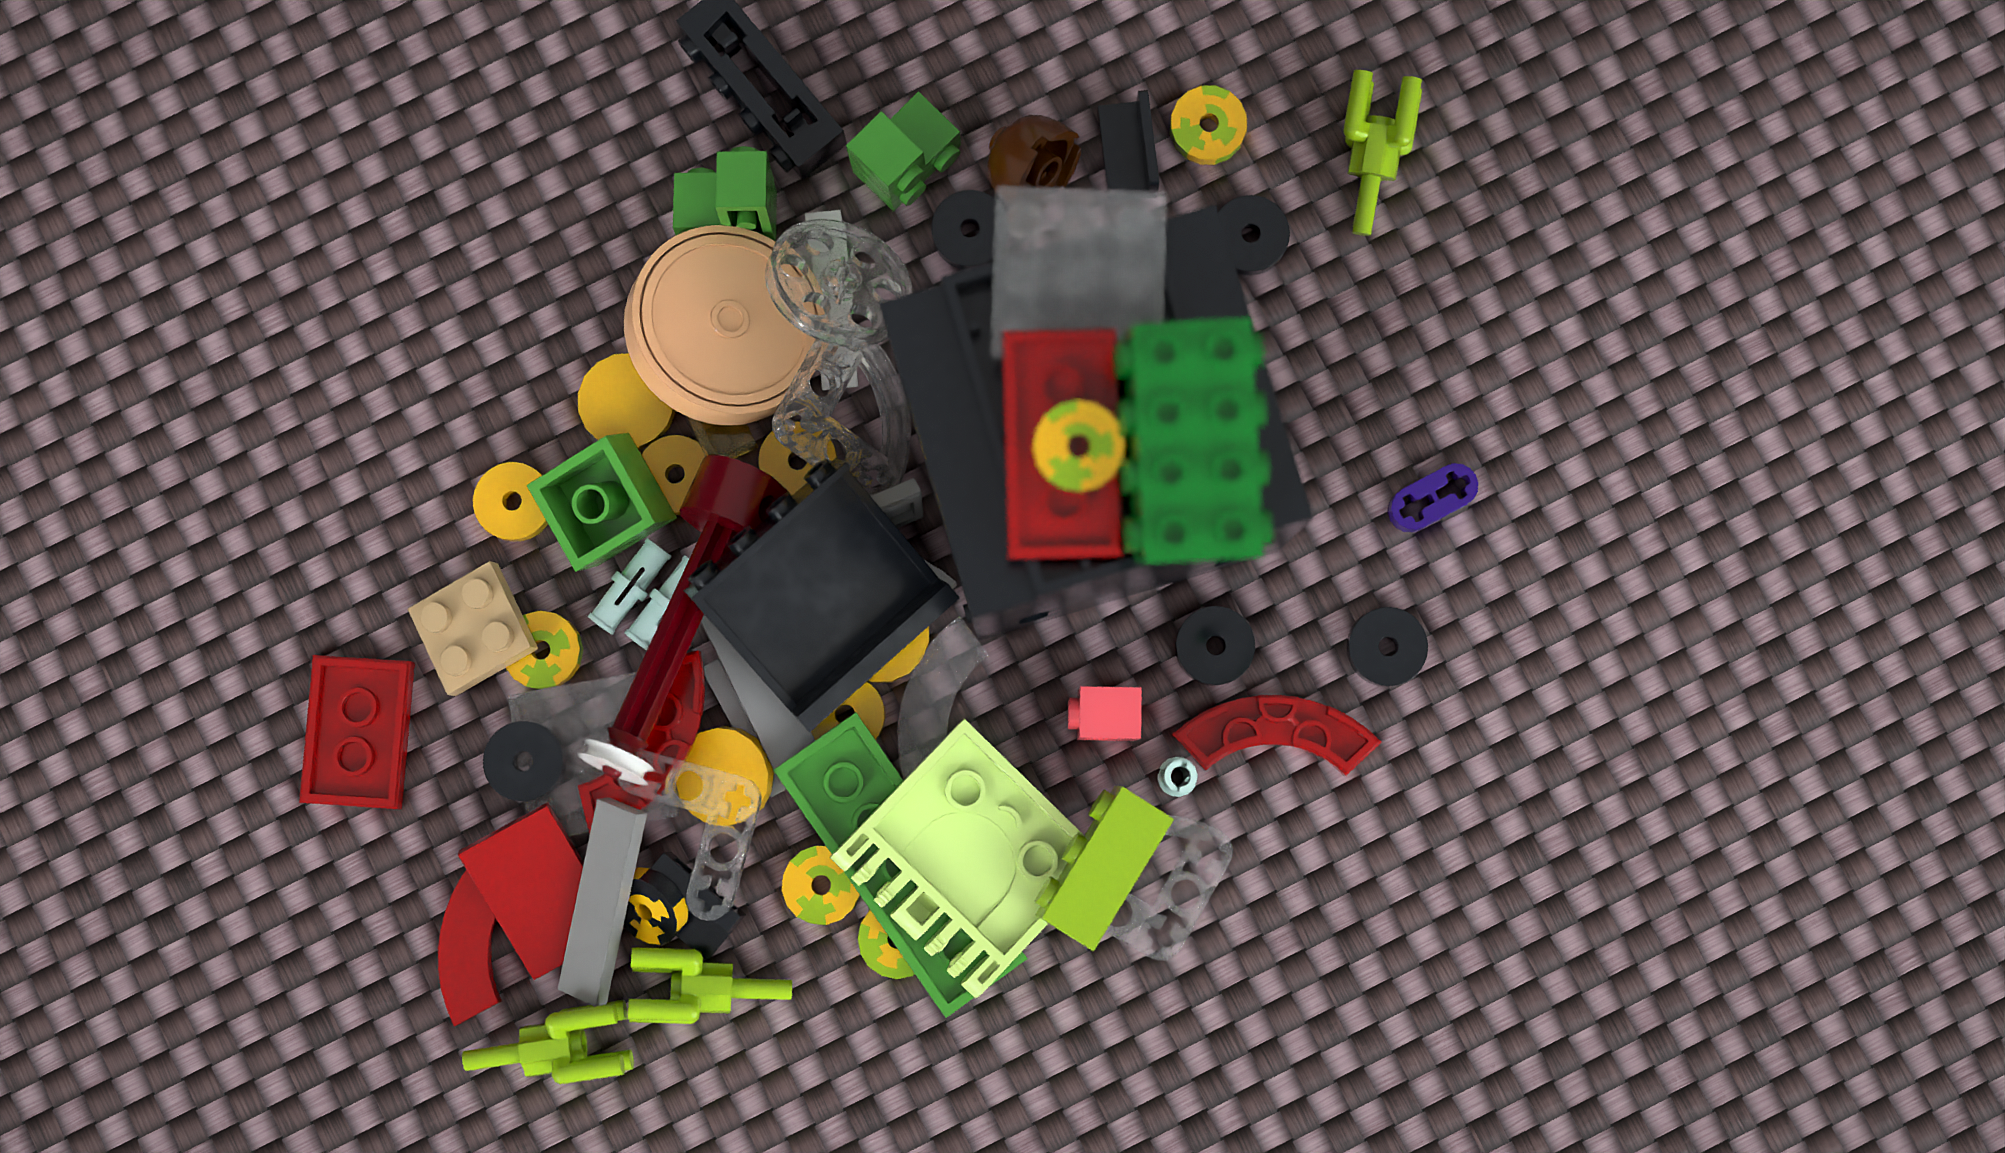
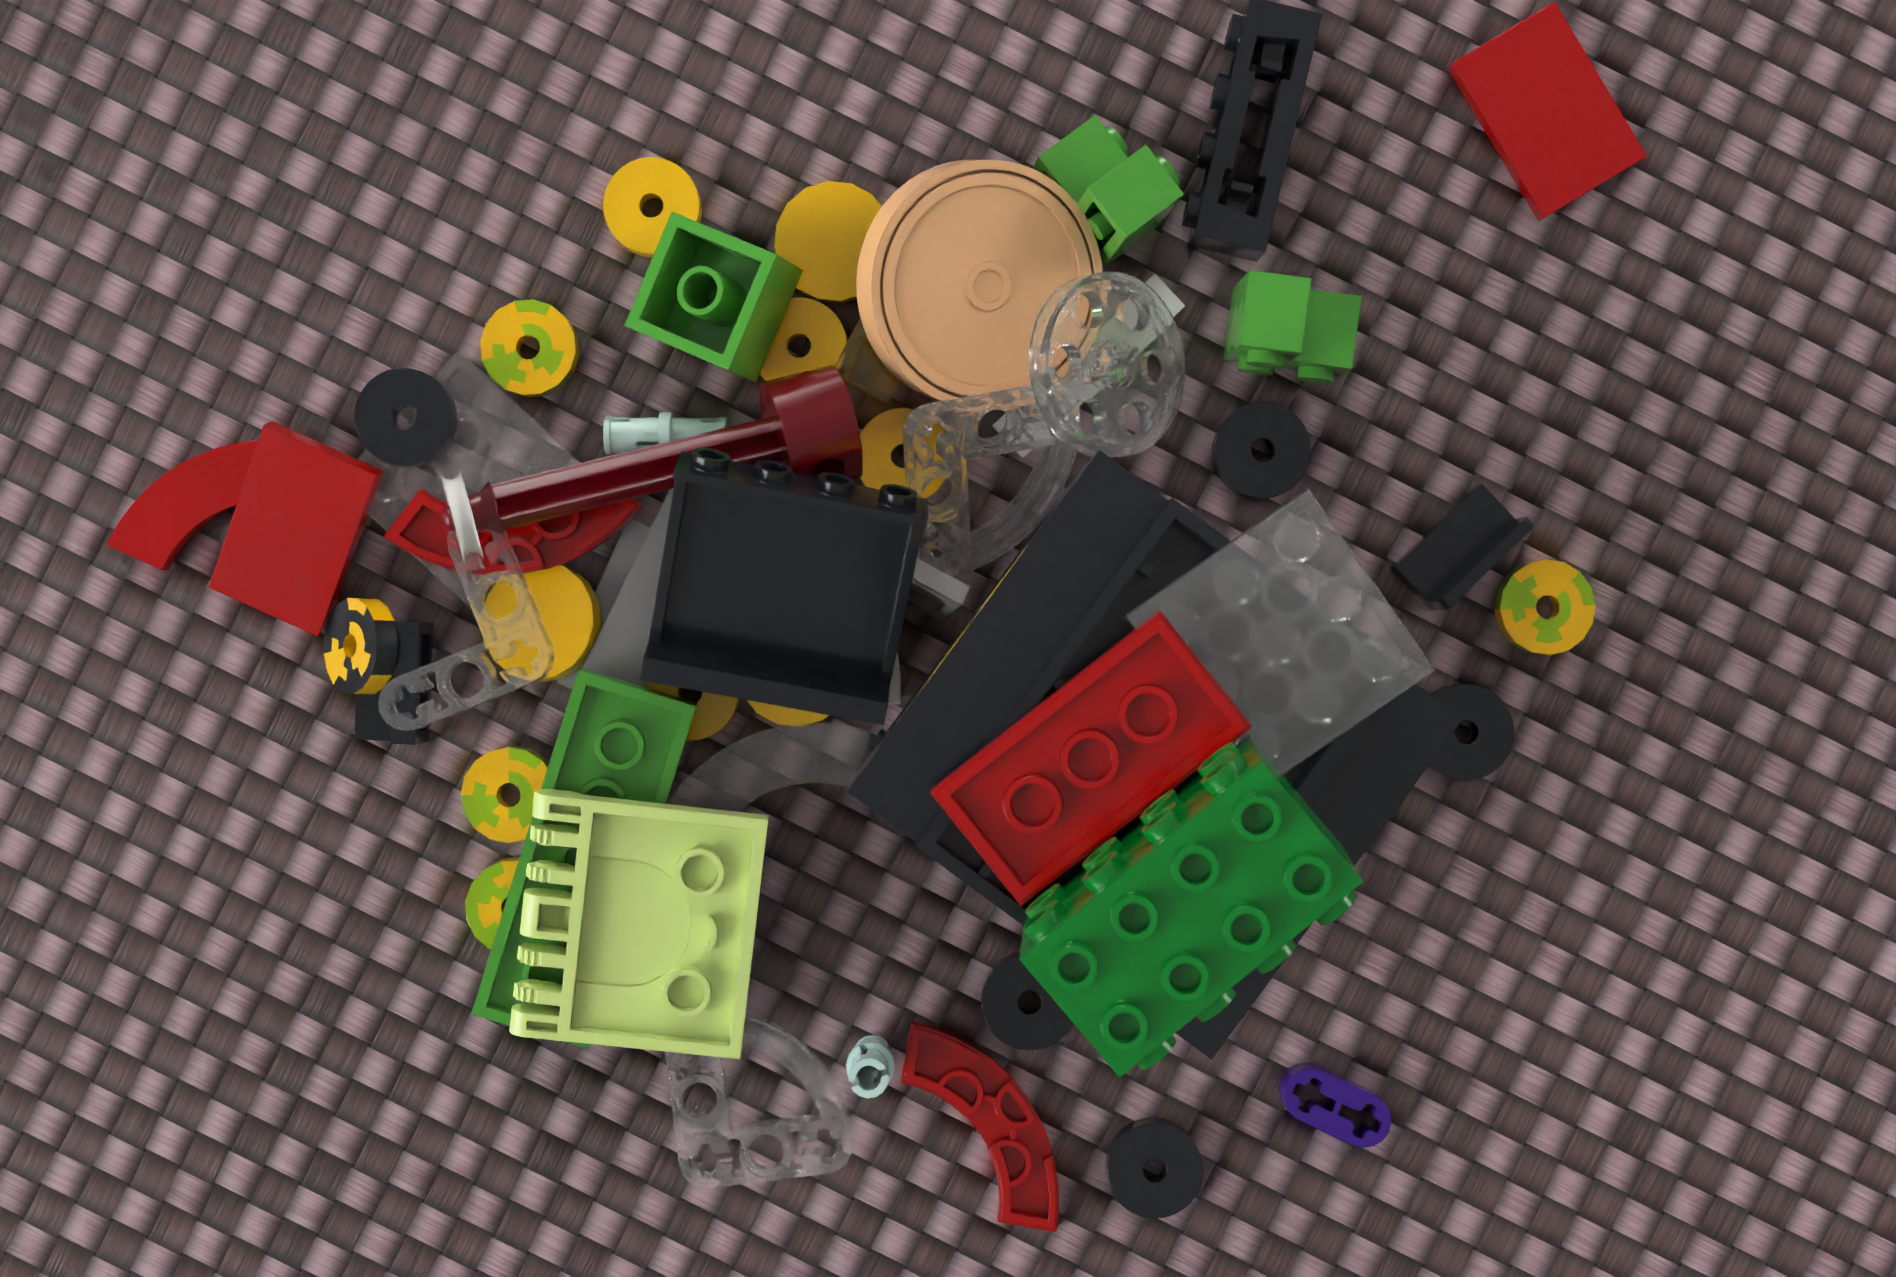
camera: 50 degrees right, 5 degrees up
(357, 732) = (314, 229): red tile -> none
(472, 628) = (497, 265): tan plate -> none
(559, 1047) = (164, 665): lime plant -> none
(602, 901) = (328, 599): light grey tile -> none
(607, 613) = (613, 387): light aqua pin -> none
(695, 986) = (318, 750): lime plant -> none
(1033, 154) = (1375, 459): reddish brown cylinder -> none
(1052, 451) = (1089, 813): yellow piece -> none
(1102, 865) = (724, 1064): lime brick -> none
(1106, 713) = (879, 952): coral brick -> none
(1377, 141) = (1654, 790): lime plant -> none

